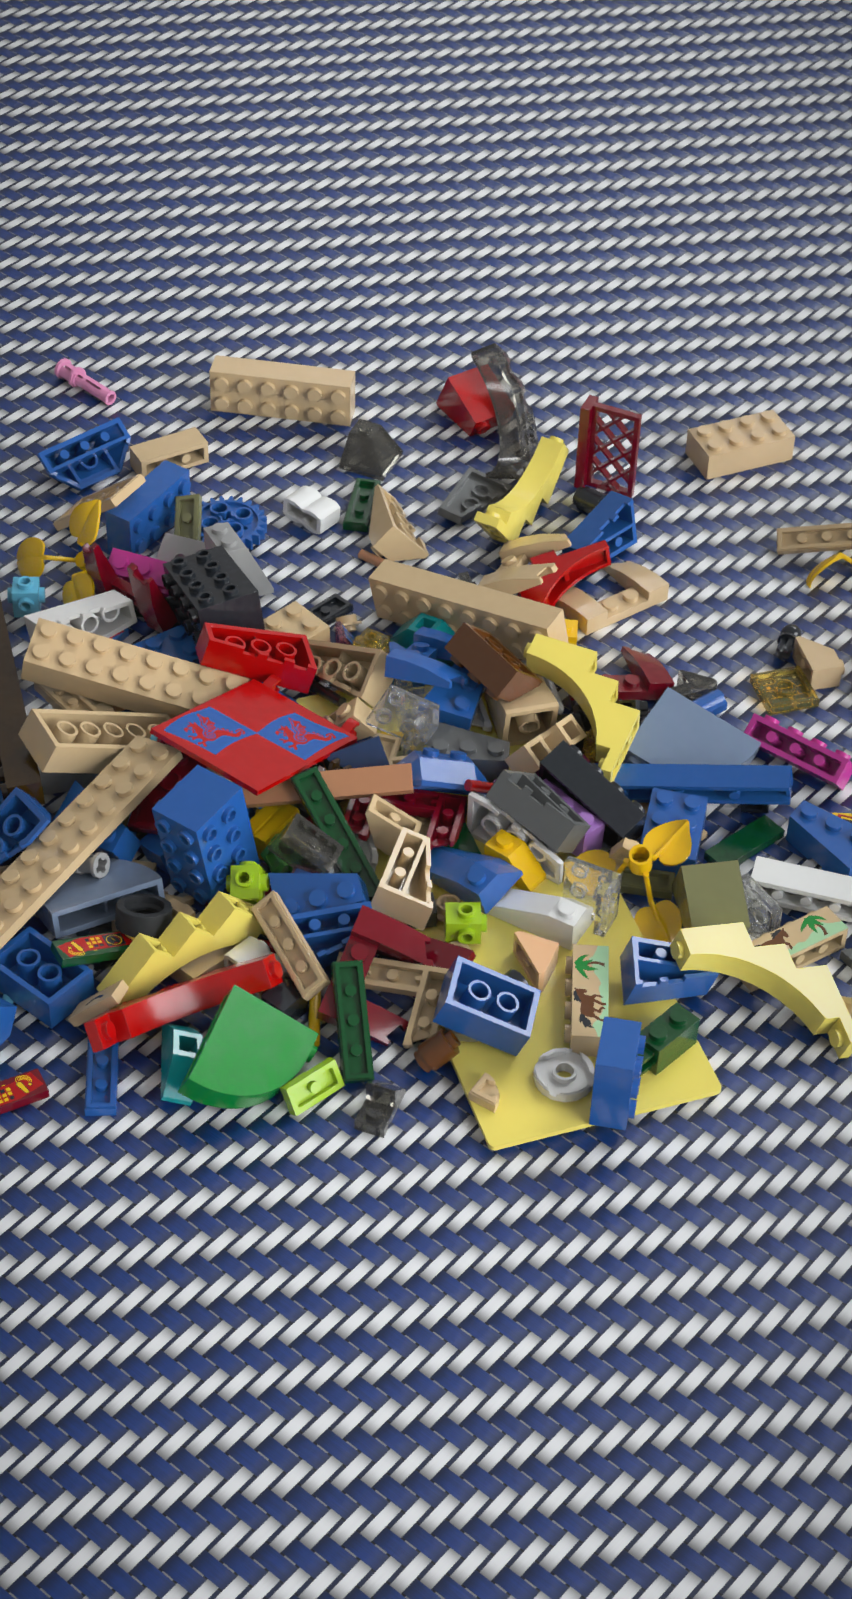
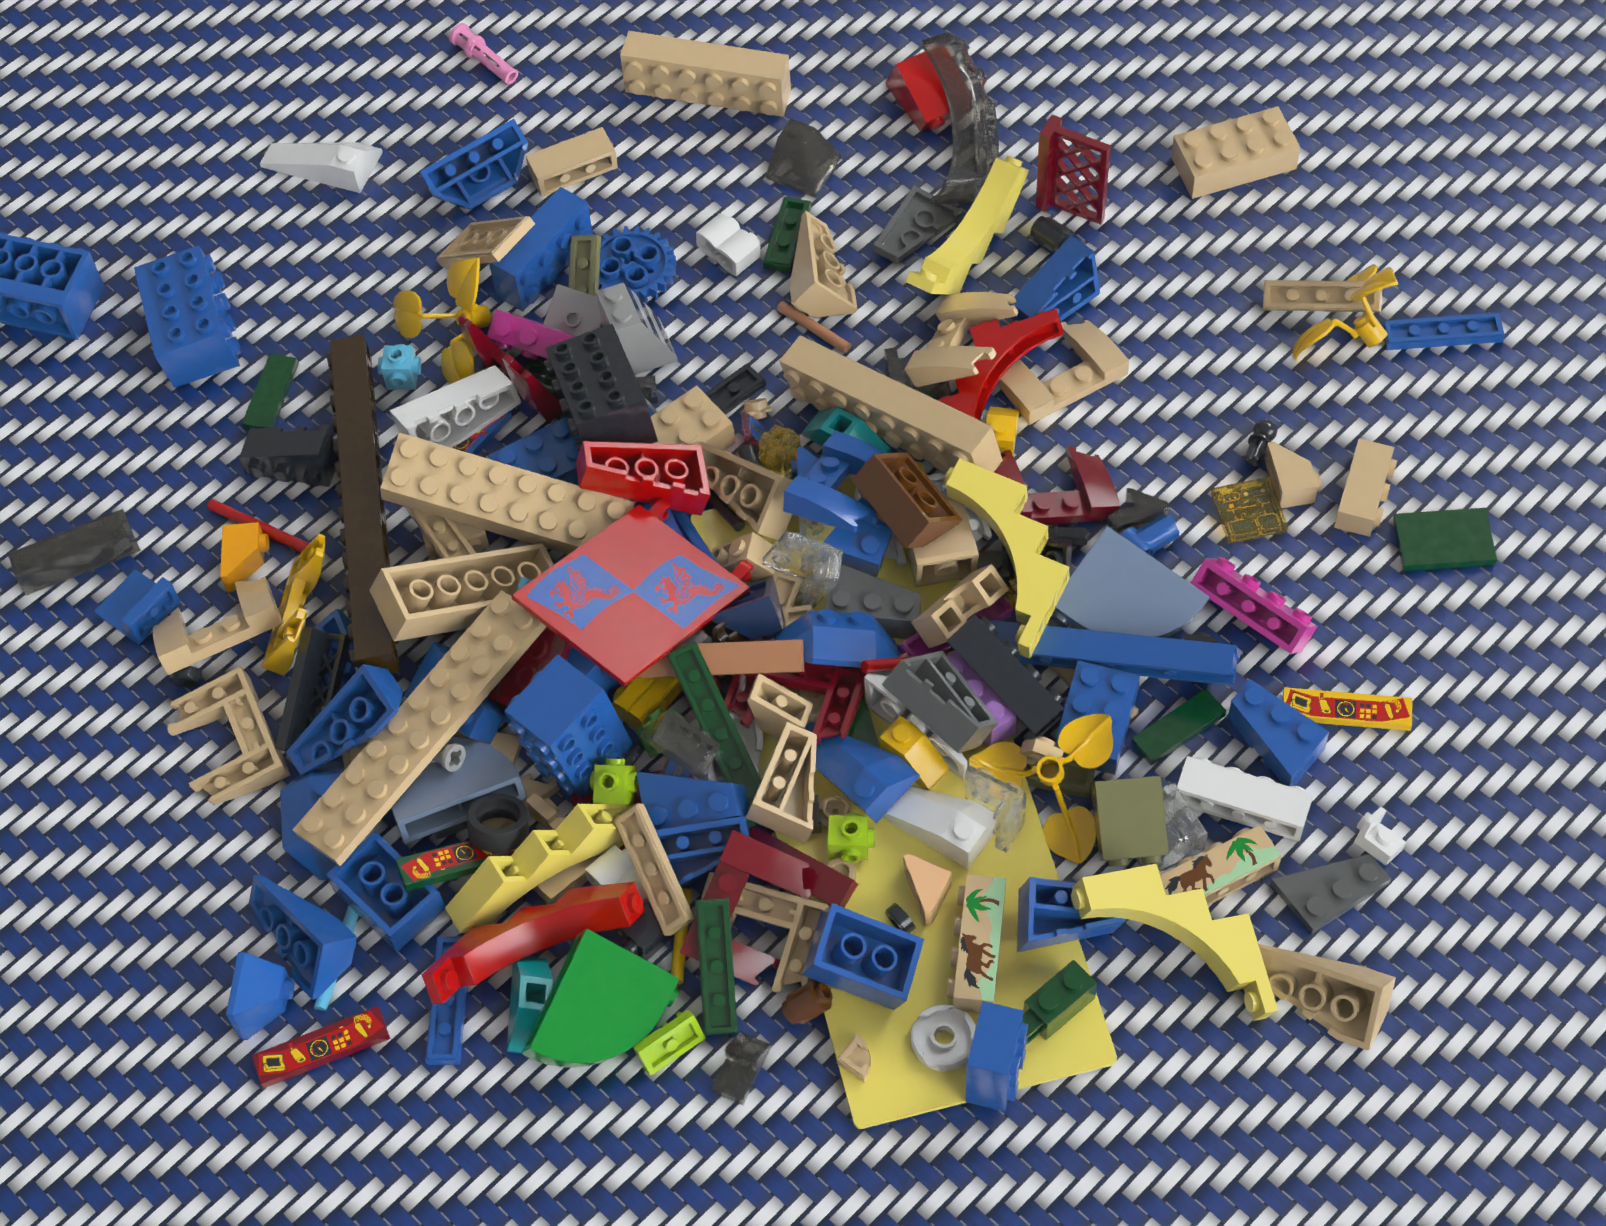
camera: 10 degrees right, 15 degrees up
(98, 1003) = (445, 931): tan tile -> none

